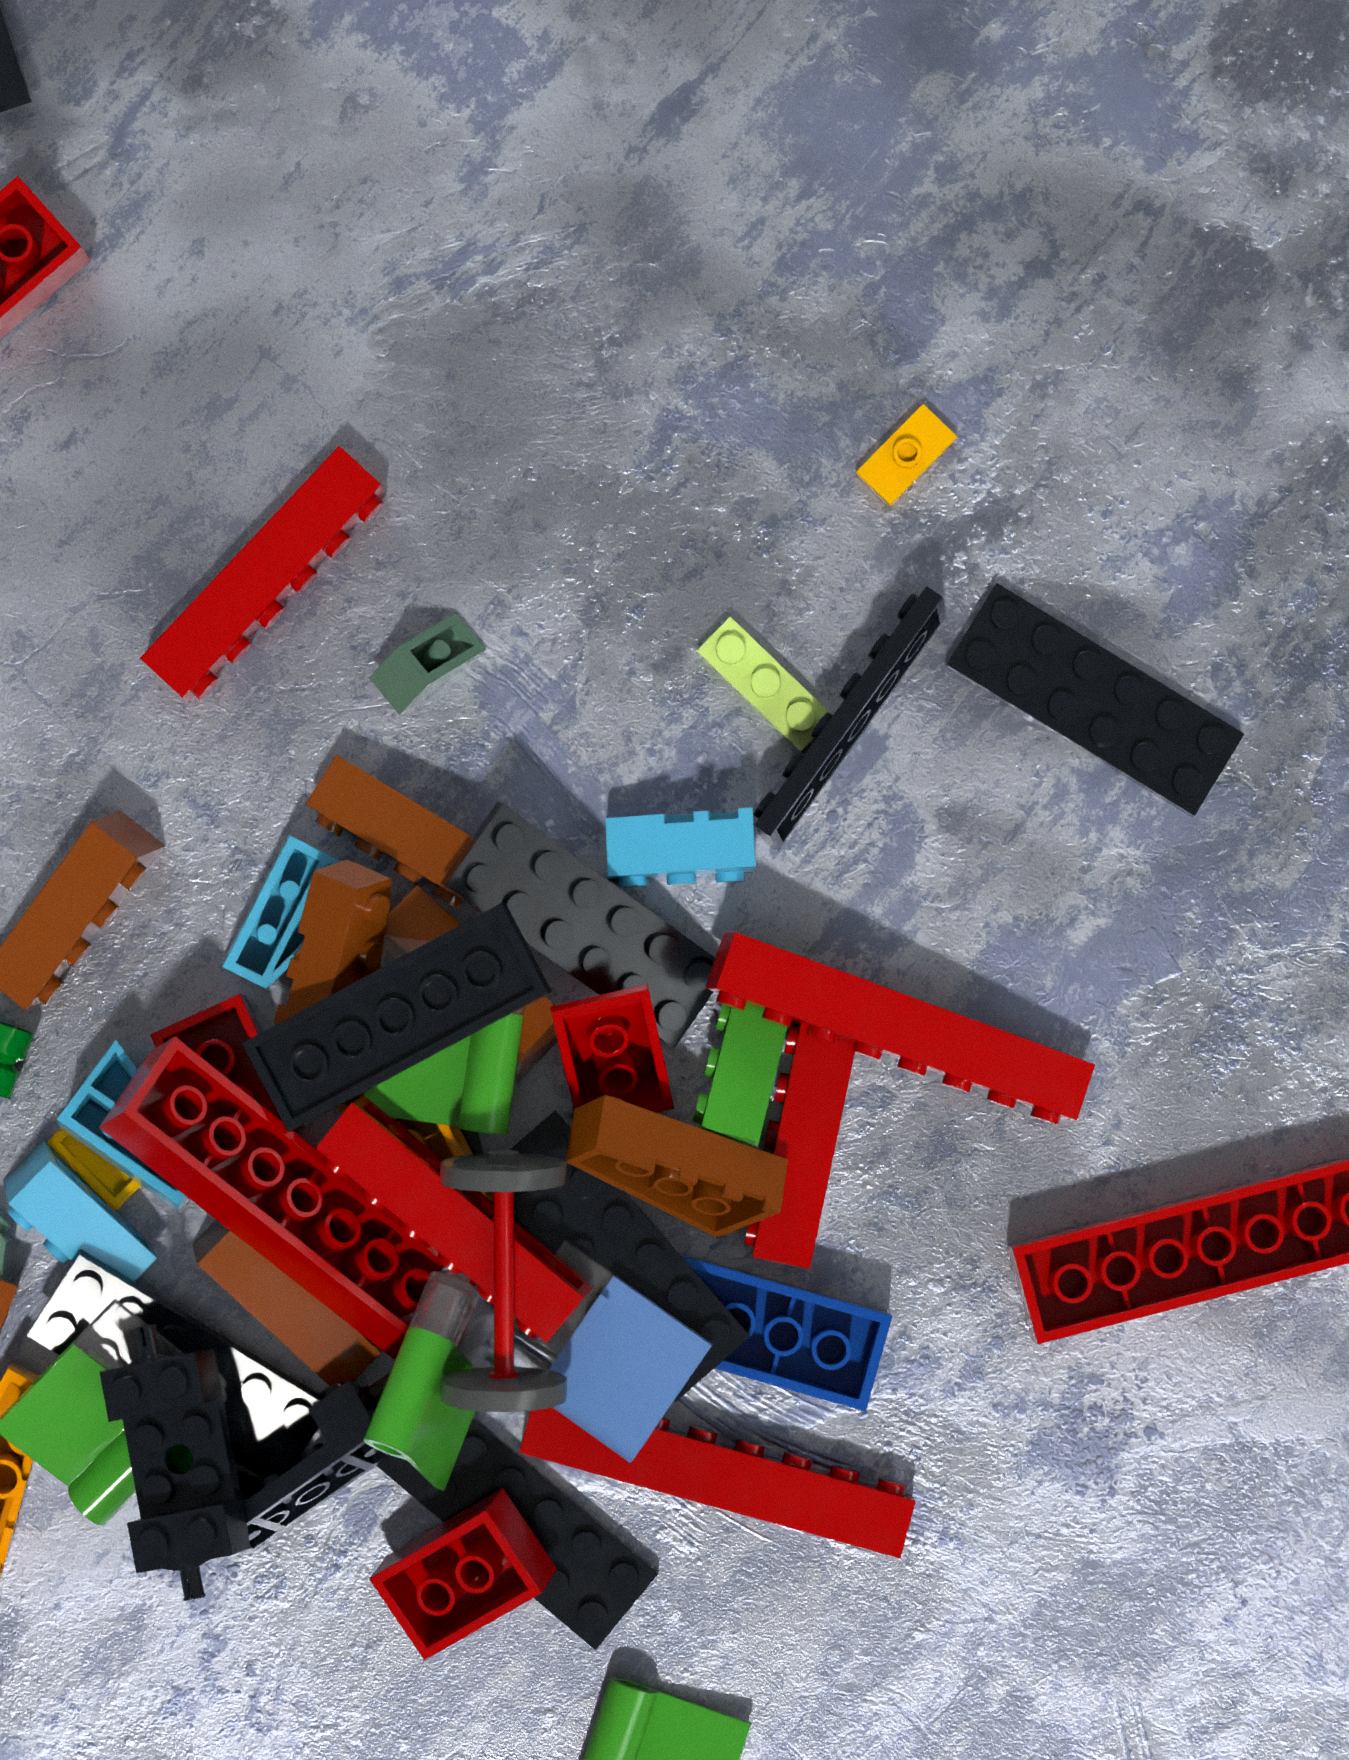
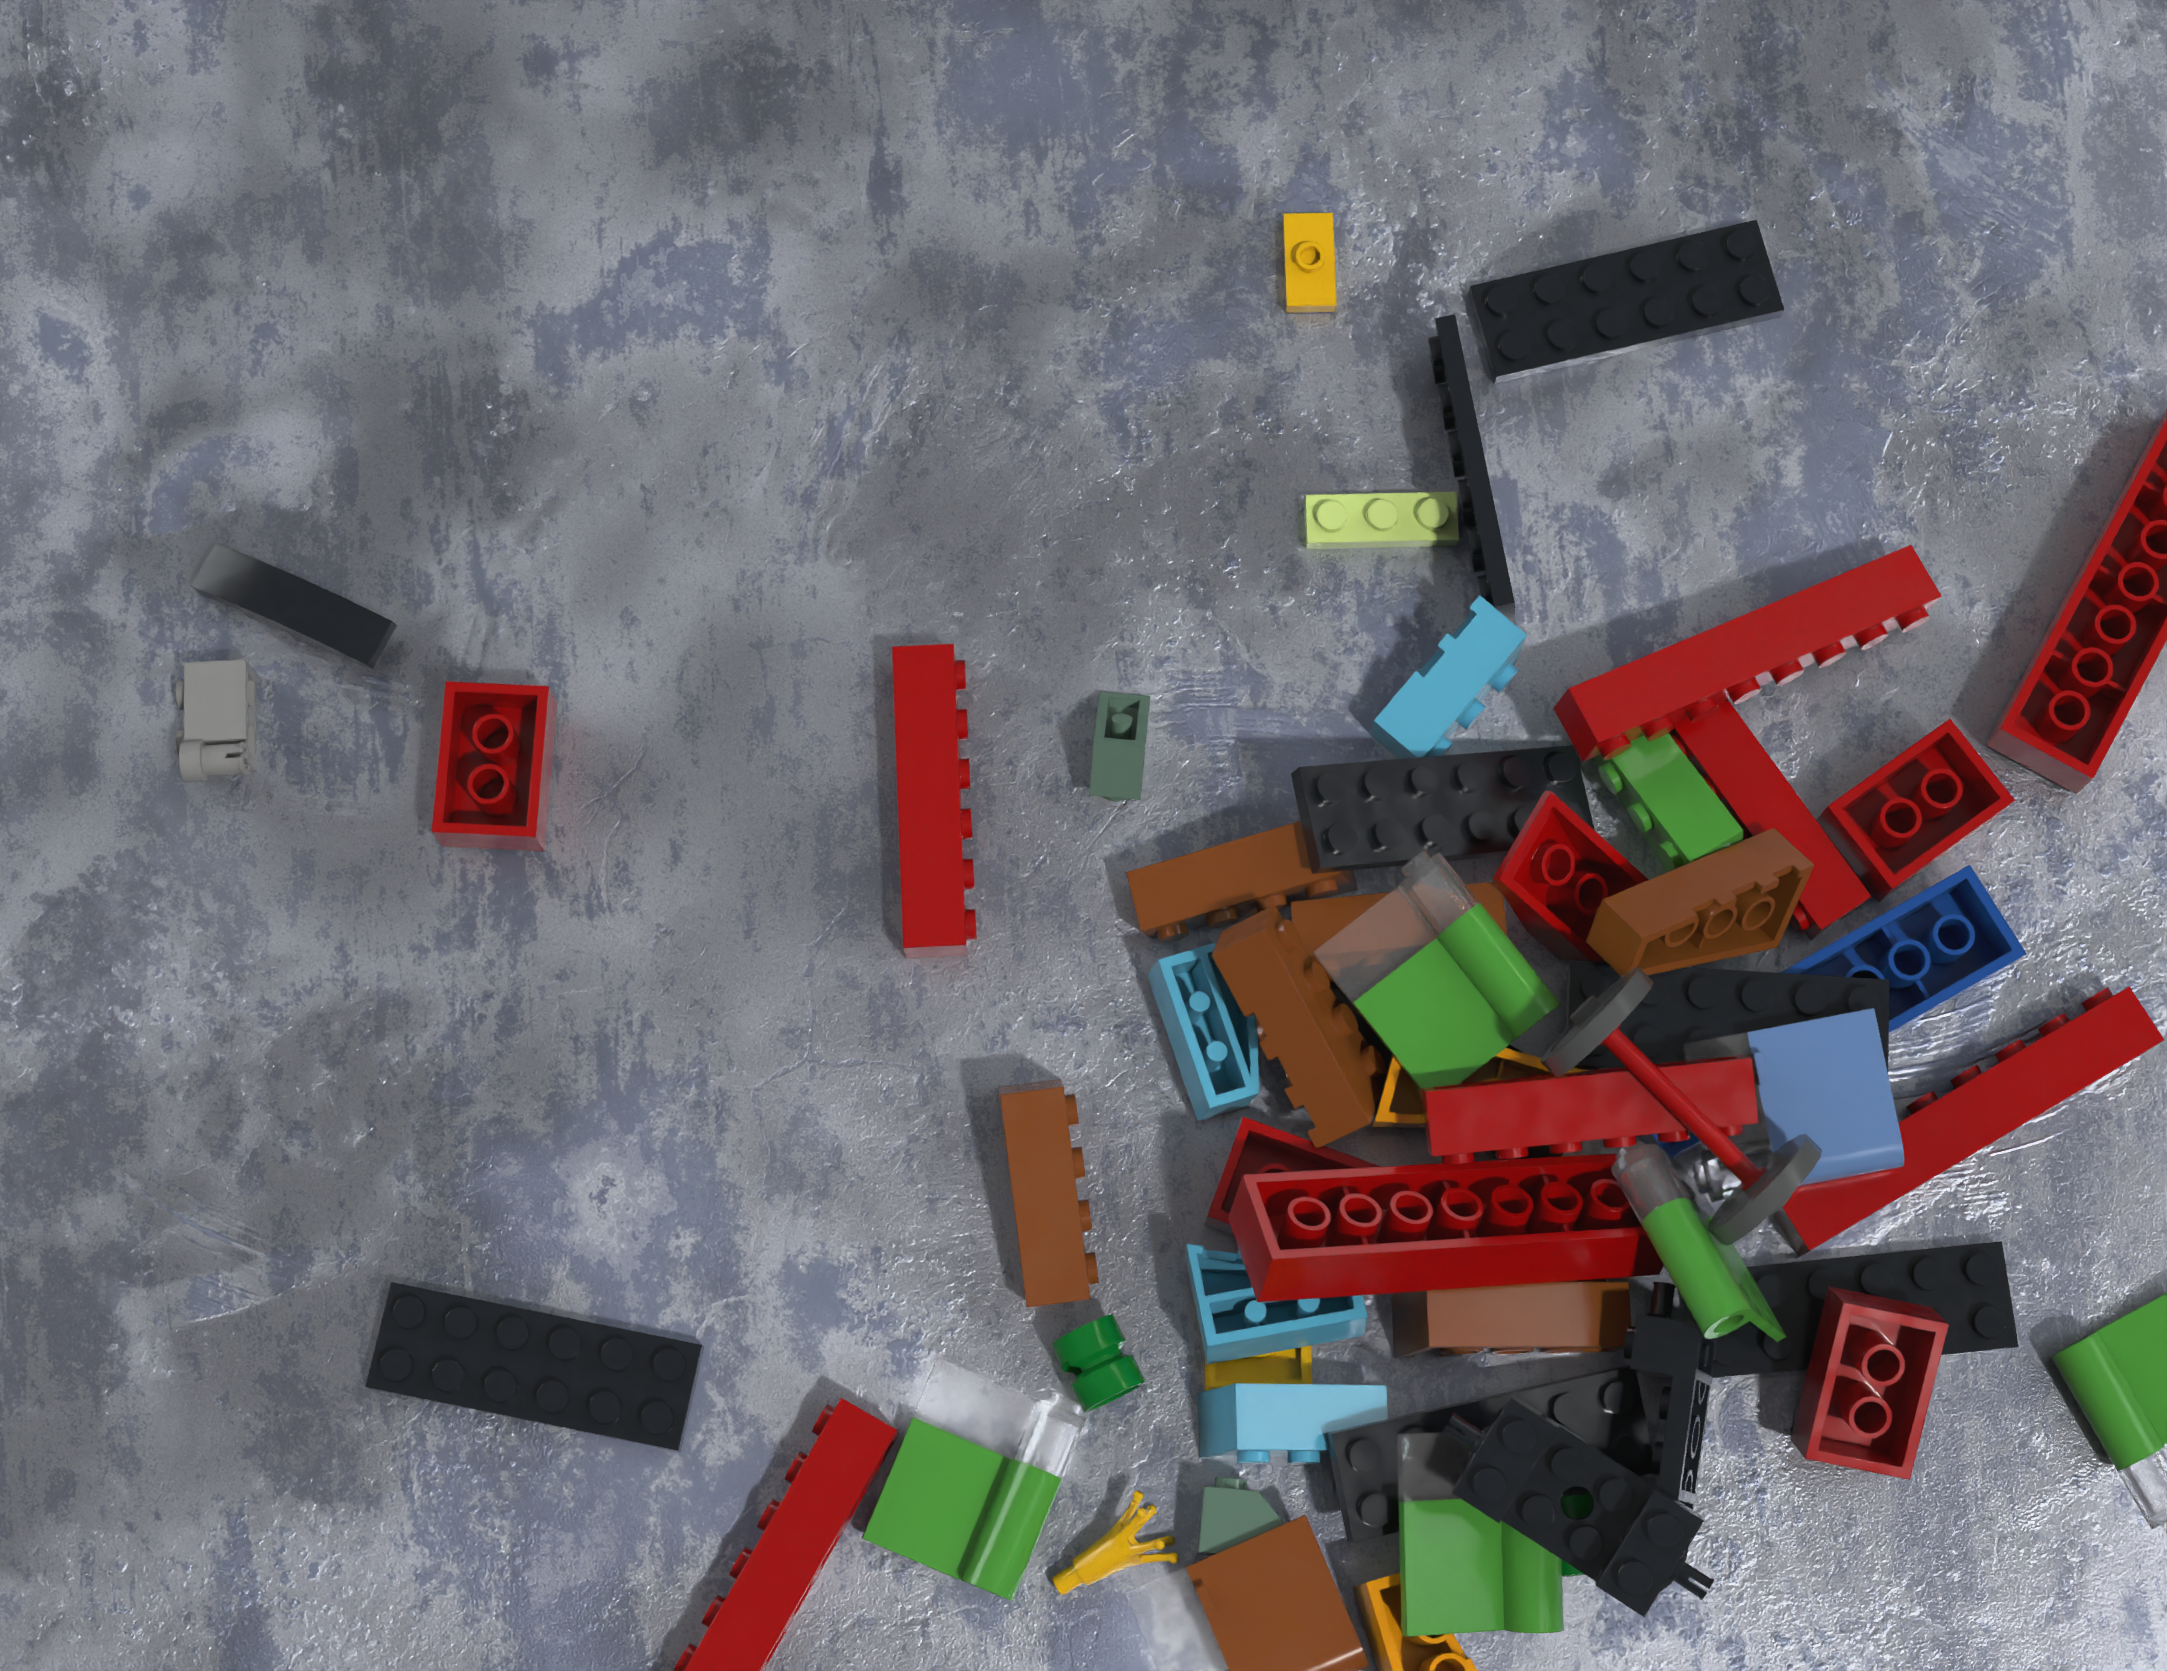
camera: 45 degrees left, 10 degrees down
(397, 1017) = (1393, 993): black plate -> none
(903, 1242) = (1914, 810): none -> red brick

